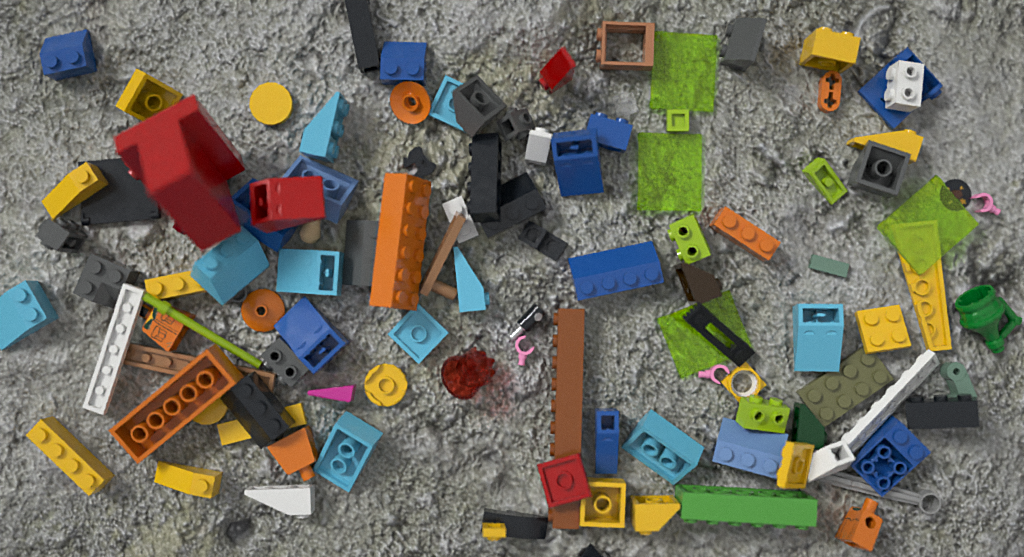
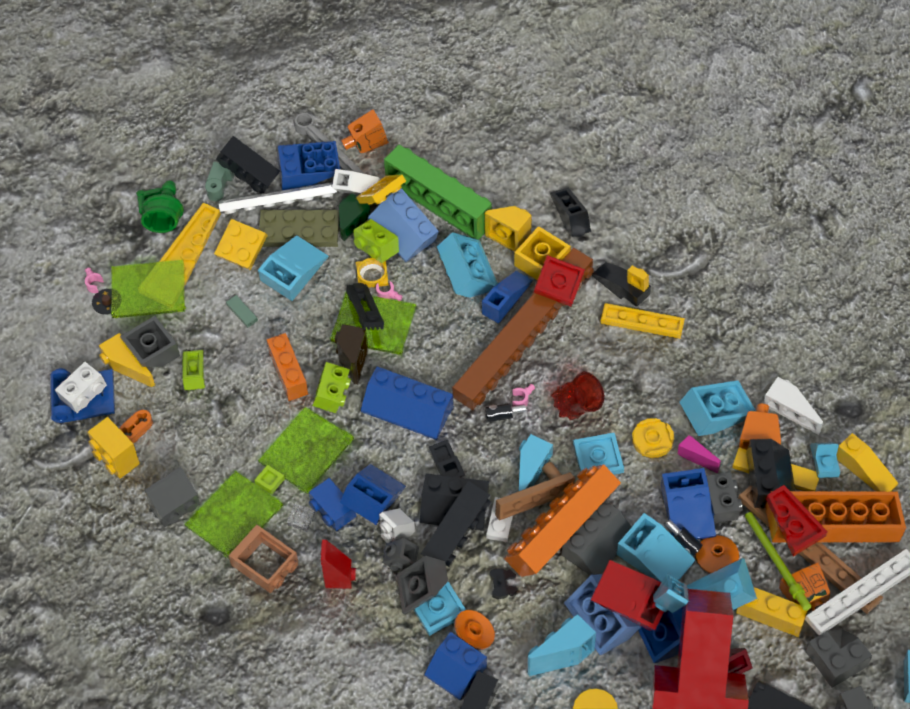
camera: 145 degrees left, 30 degrees down
(193, 363) = (794, 520): none -> red wing
(226, 462) = (825, 459): none -> medium azure slope
(237, 204) = (671, 594): none -> medium azure slope
(293, 301) = (685, 538): none -> black piece
(471, 498) = (642, 320): none -> yellow tile

